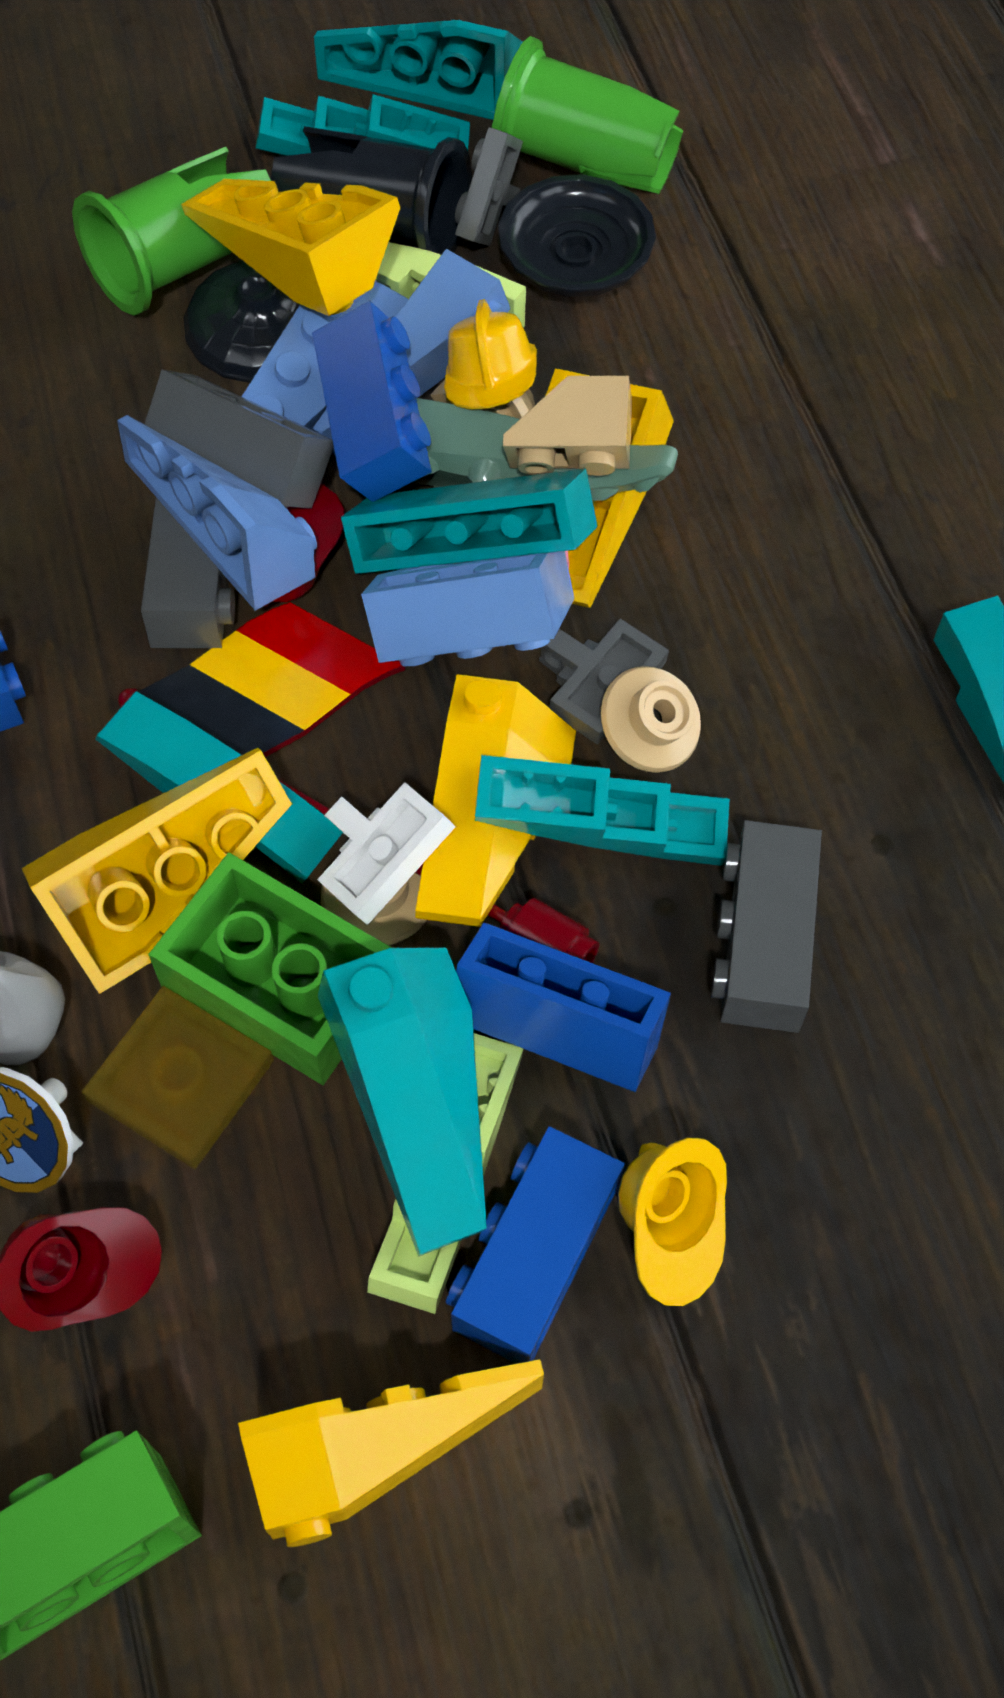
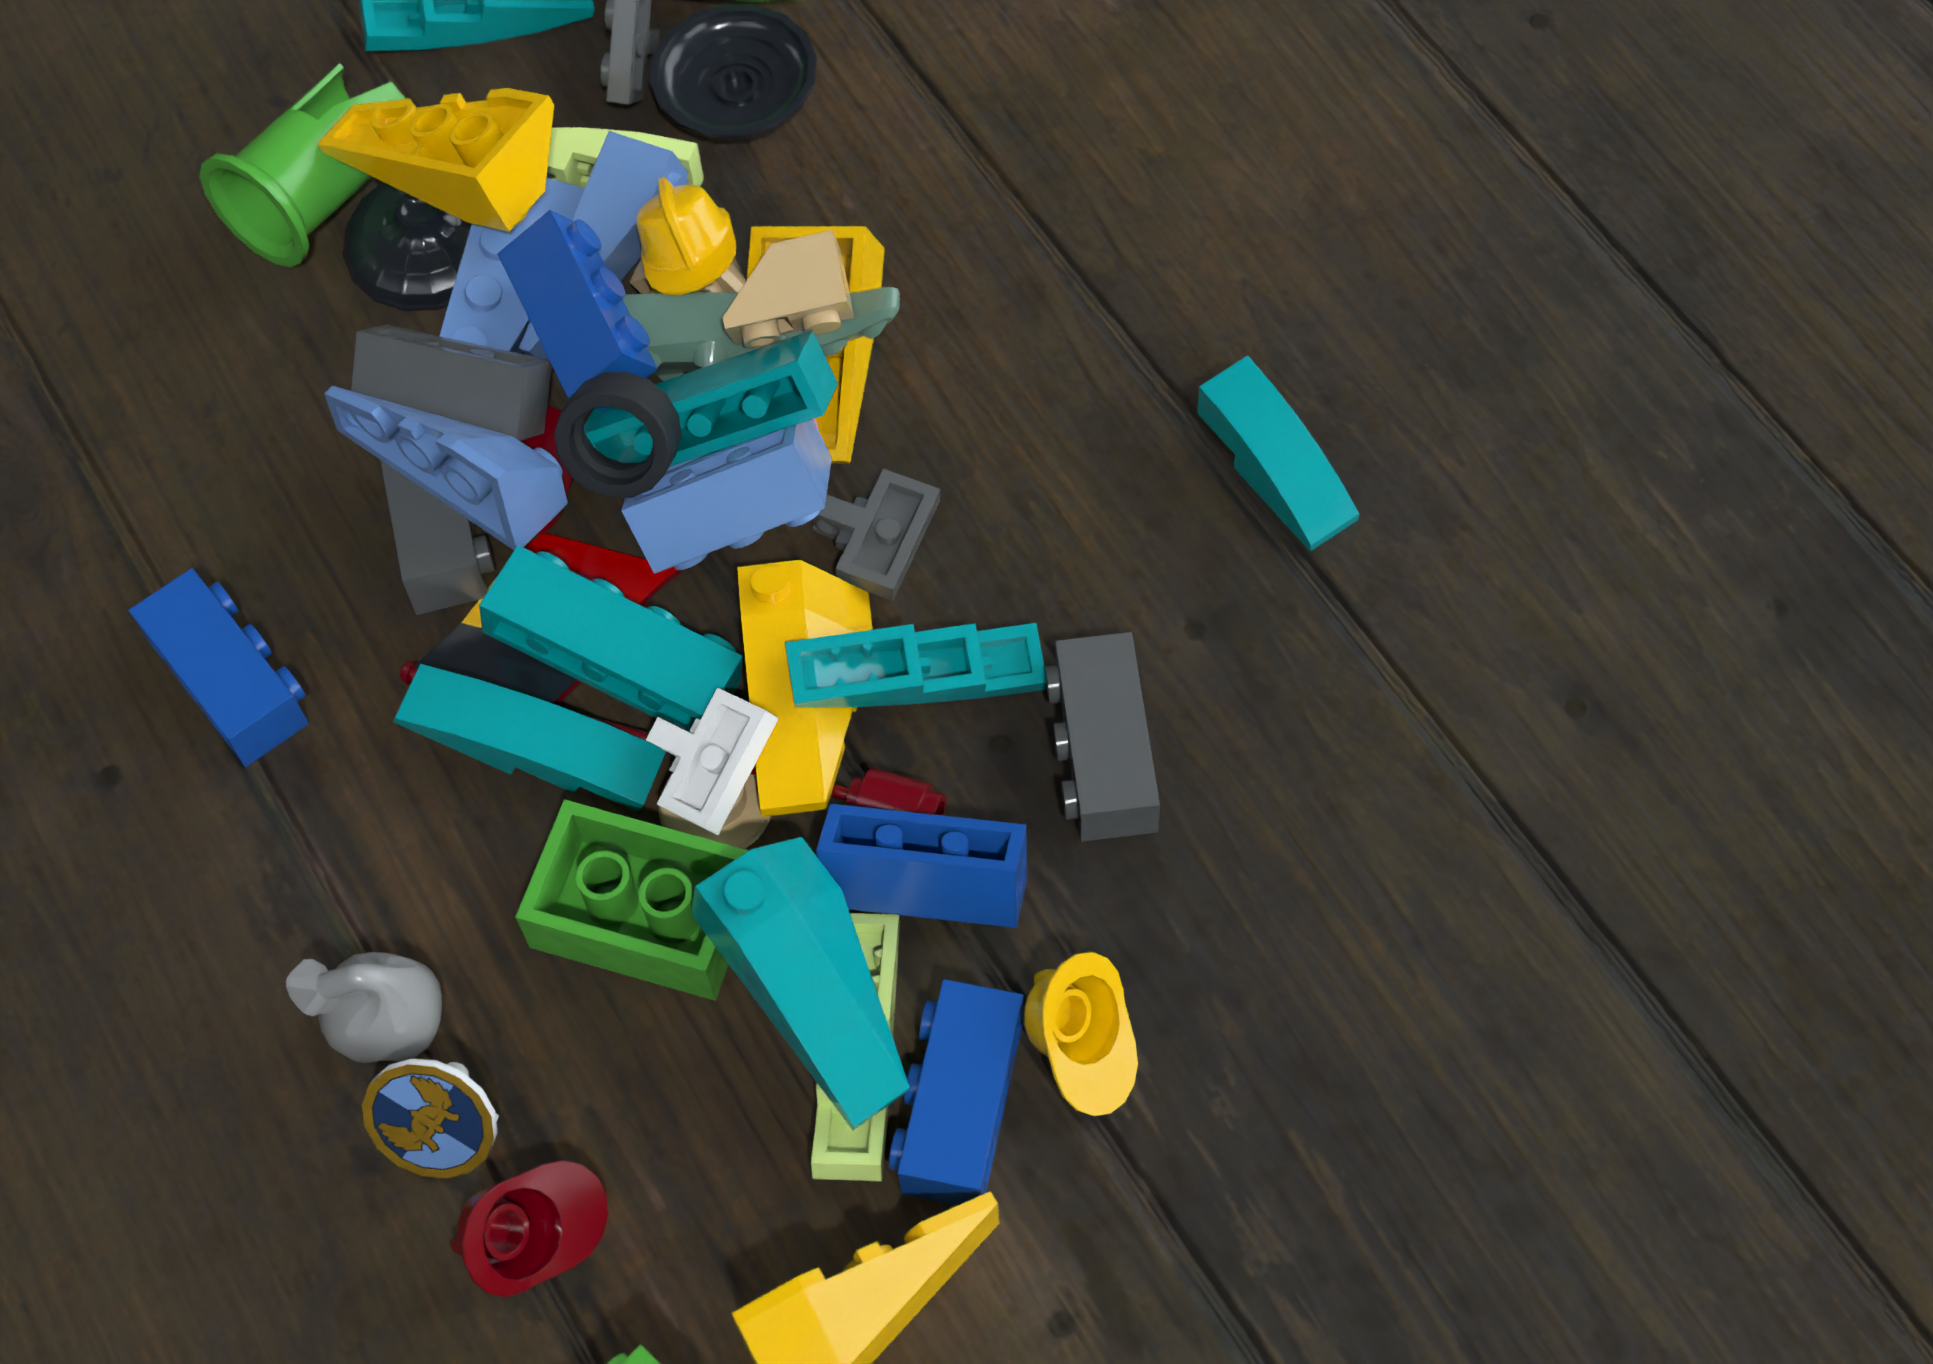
camera: 10 degrees left, 0 degrees up
(136, 873) = (475, 845): yellow wedge -> none
(178, 1077) = (572, 1029): clear yellow tile -> none
(316, 711) = (607, 639): none -> teal brick
(344, 546) = (593, 468): none -> black tyre
(420, 177) = (525, 55): black piece -> none
(636, 732) = (922, 572): tan piece -> none

